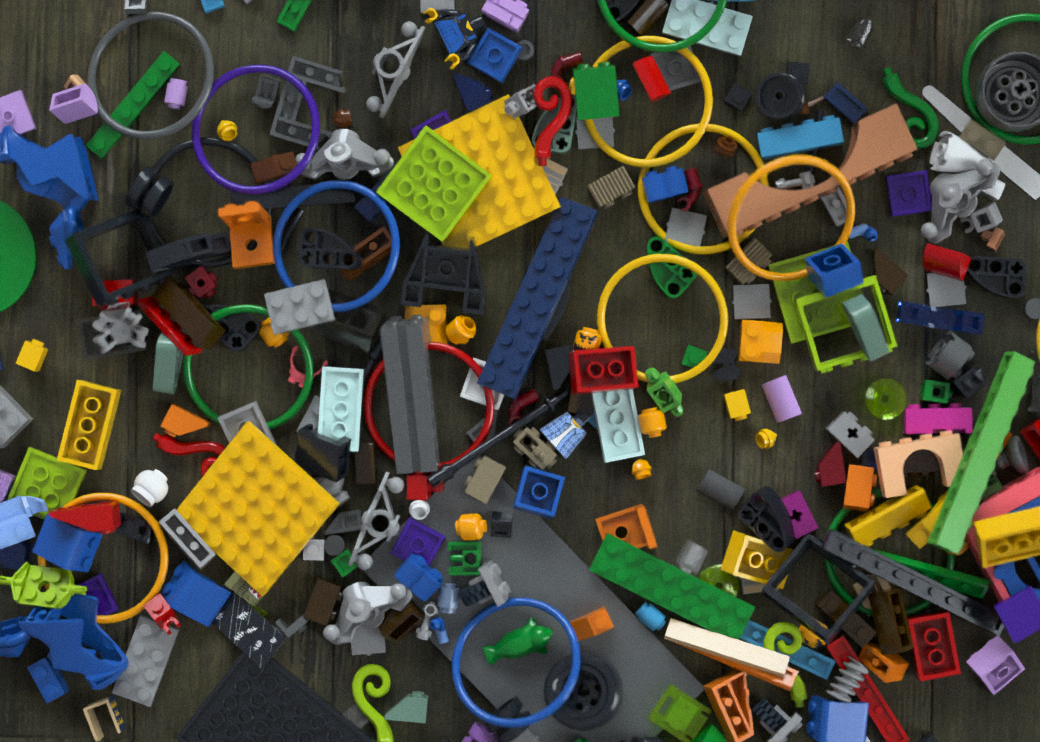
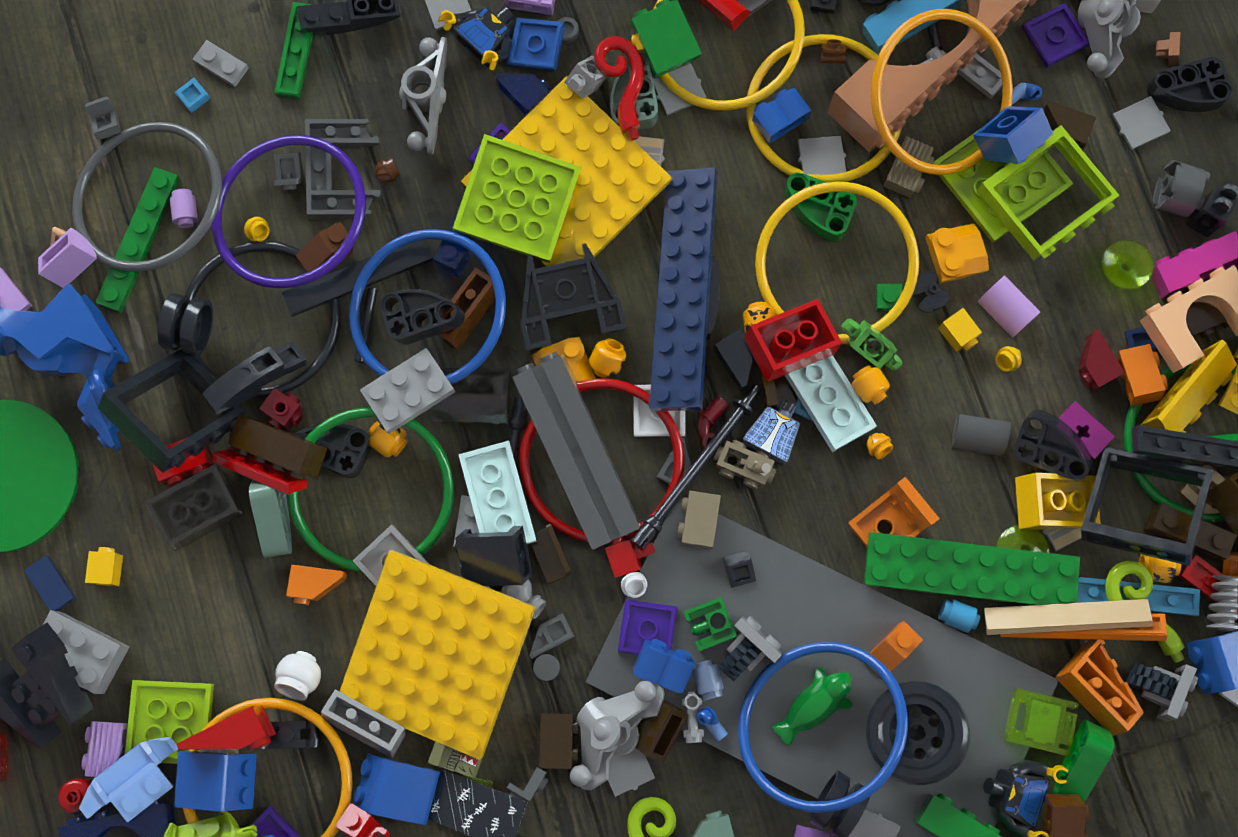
camera: 20 degrees left, 10 degrees down
(89, 425) = (198, 625): yellow brick -> none
(120, 328) = (199, 492): light grey piece -> none
(176, 447) = (310, 618): red plant -> none
(249, 224) = (313, 321): orange bracket -> none
(295, 374) = (433, 480): coral helmet -> none
(314, 550) = (524, 682): white plate -> none
(341, 563) = (567, 684): green plate -> none
(346, 156) = (403, 209): light grey piece -> none
(395, 485) = (590, 669): light grey piece -> none
(470, 527) = (704, 583): light orange head -> none
(538, 492) = (769, 513): blue brick -> none
(564, 63) = (616, 27): dark red piece -> none
(611, 187) = (721, 140): dark tan brick -> none
(623, 89) = (697, 27): blue plate -> none
(691, 557) = (980, 523): clear brick -> none
(694, 188) = (818, 111): dark red piece -> none
(751, 301) = (929, 212): light grey piece -> none
(839, 427) = (1090, 317): light grey brick -> none
(865, 327) = (1077, 181): sand green beam -> none
(940, 318) = (1127, 157): clear blue arch -> none
(944, 395) = (1187, 230): green brick -> none
(945, 262) = (1130, 88): red brick -> none
(983, 218) = (1150, 29): light grey brick -> none

